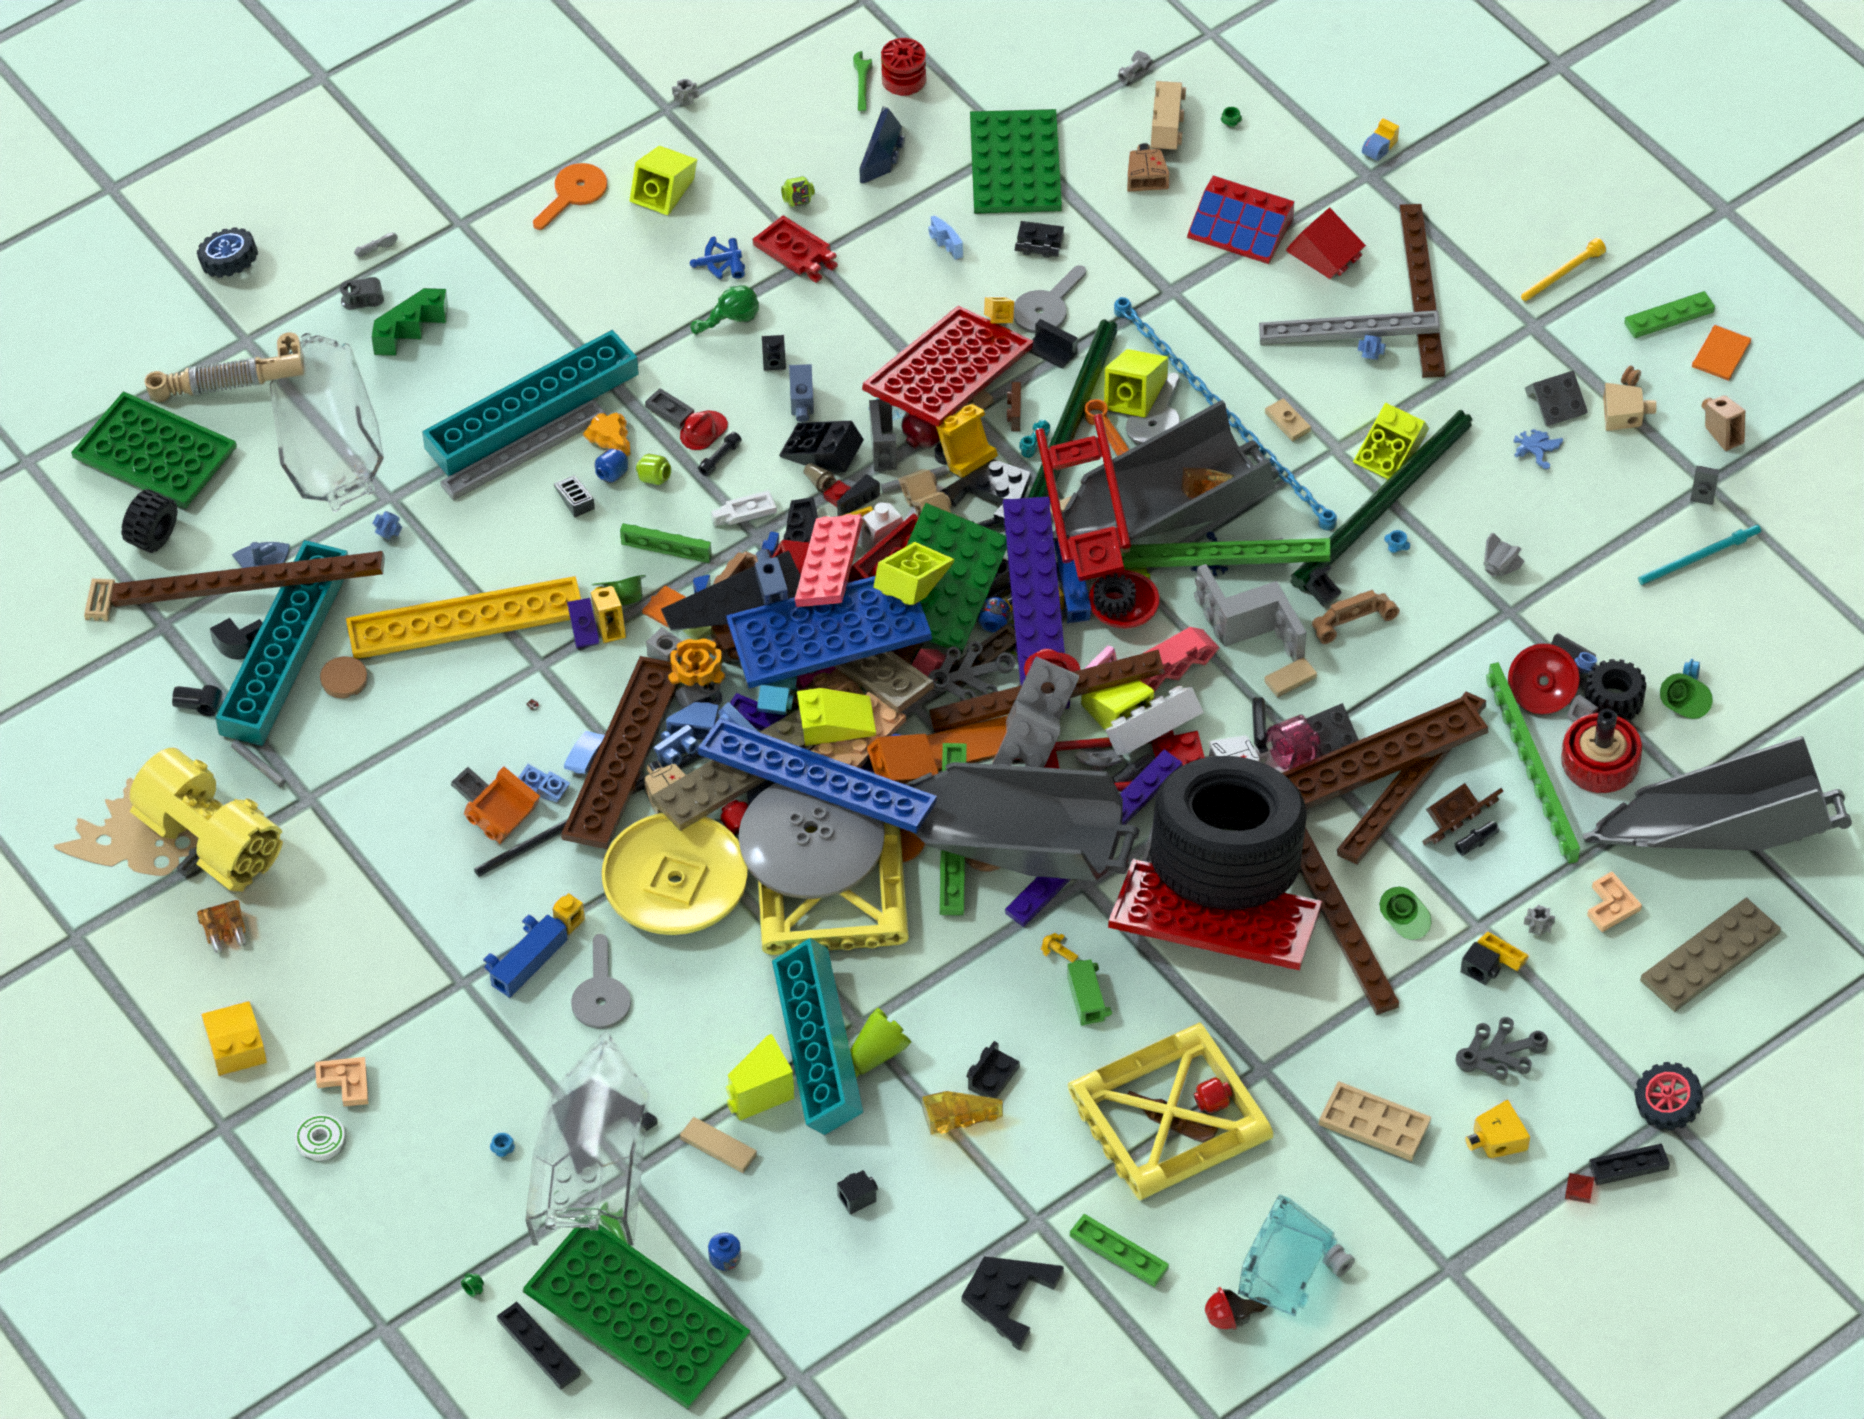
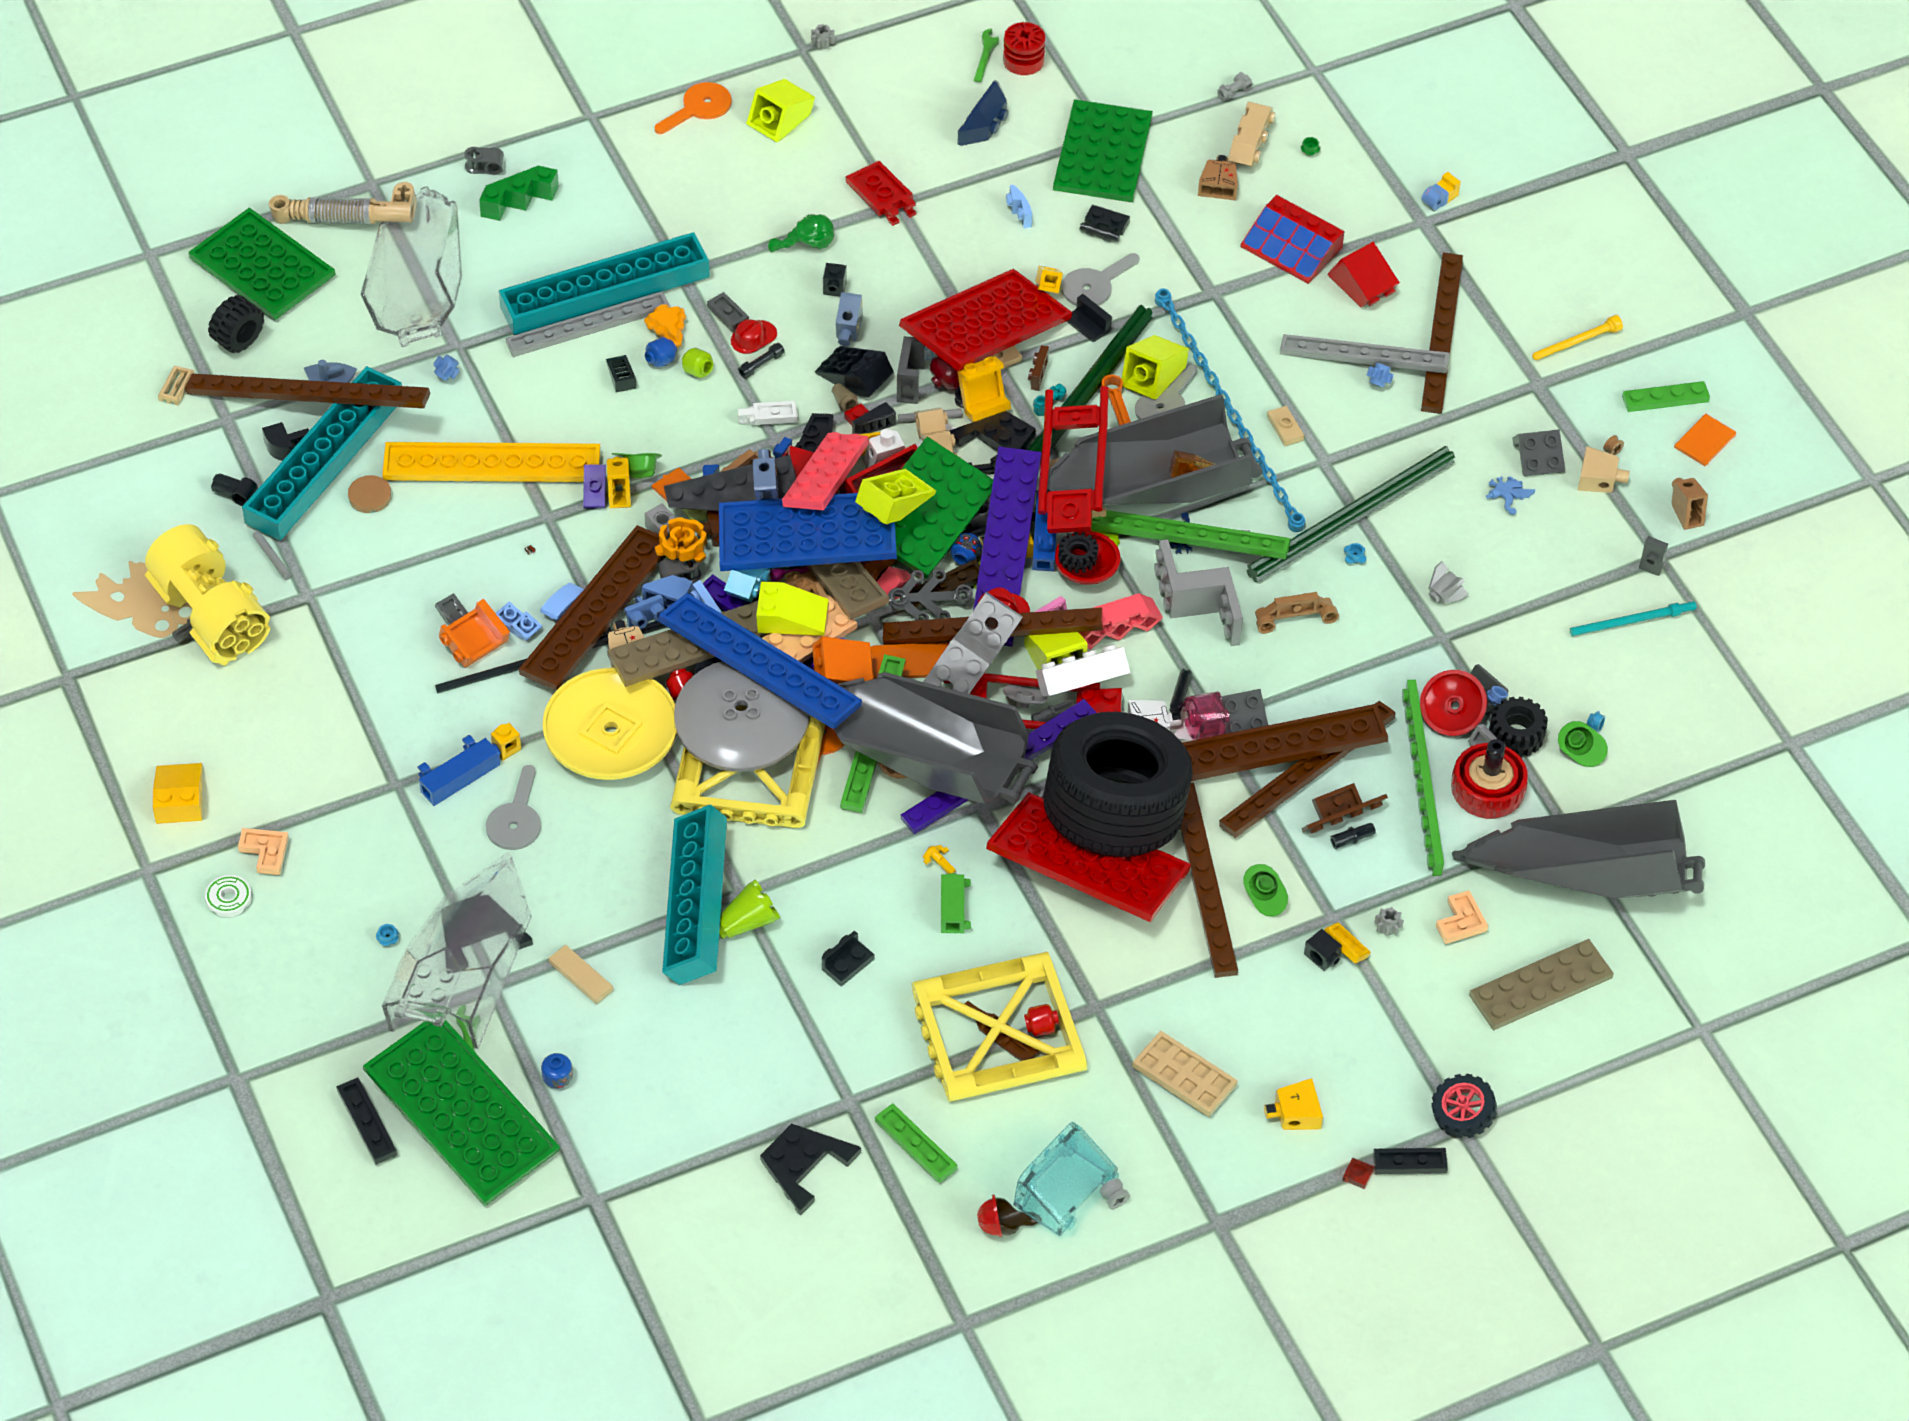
camera: 10 degrees right, 0 degrees up
(222, 923) = (198, 689): clear orange piece -> none
(227, 252) = (376, 103): black wheel -> none
(385, 241) = (519, 119): light grey piece -> none
(472, 1284) = (324, 1054): green plate -> none
(666, 543) = (689, 429): bright green plate -> none
(731, 256) = (821, 189): blue piece -> none
(760, 1080) = (631, 924): neon yellow slope -> none
(797, 191) = (897, 141): lime head -> none
(857, 1191) = (692, 1041): black brick -> none
(955, 1110) = (804, 986): clear yellow slope -> none
(1290, 677) = (1222, 657): tan tile -> none
(1322, 586) = (1273, 580): black bracket -> none
(1391, 441) = (1374, 462): neon yellow slope -> none
(1498, 1051) = (1318, 1033): dark grey plant -> none

